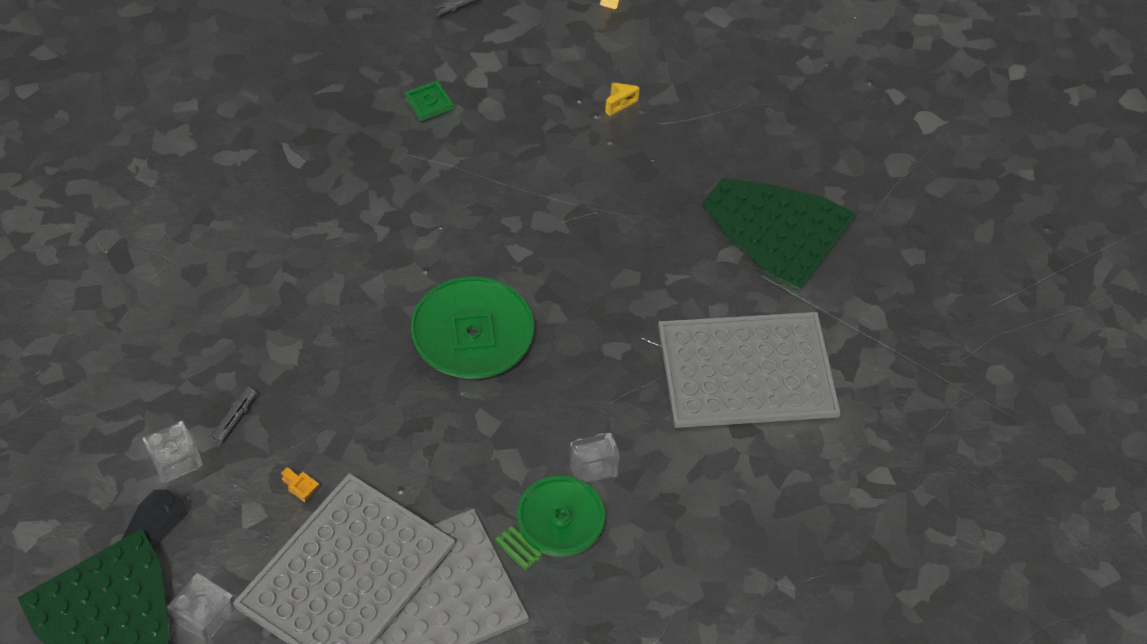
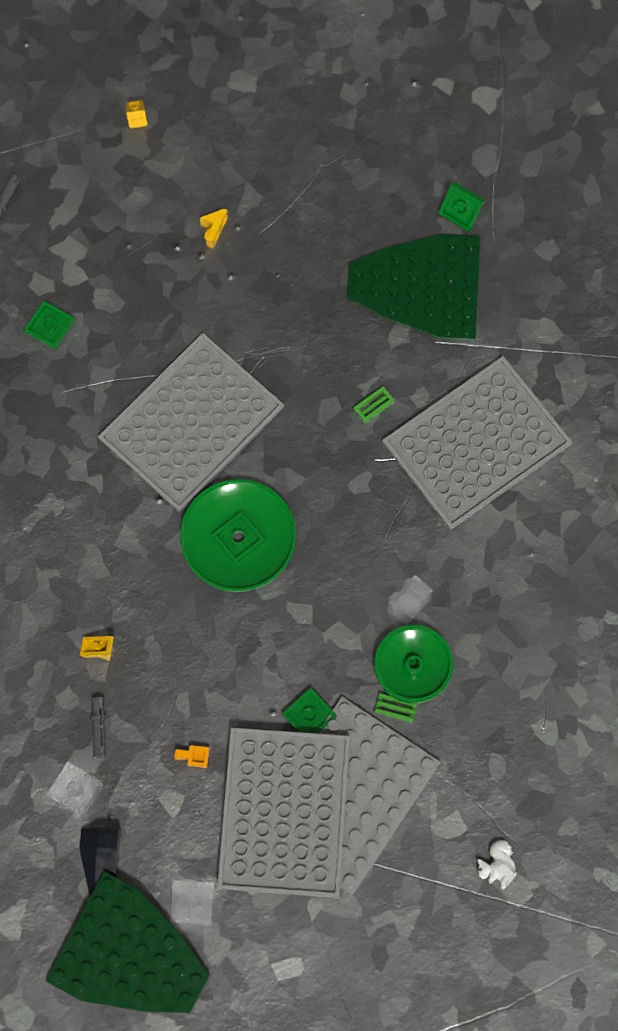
camera: 25 degrees left, 20 degrees up
(286, 350) = (97, 647): none -> yellow slope
(433, 505) = (309, 713): none -> green plate
(496, 225) = (191, 422): none -> light grey plate
(671, 296) = (373, 396): none -> bright green tile
(852, 181) = (461, 206): none -> green tile

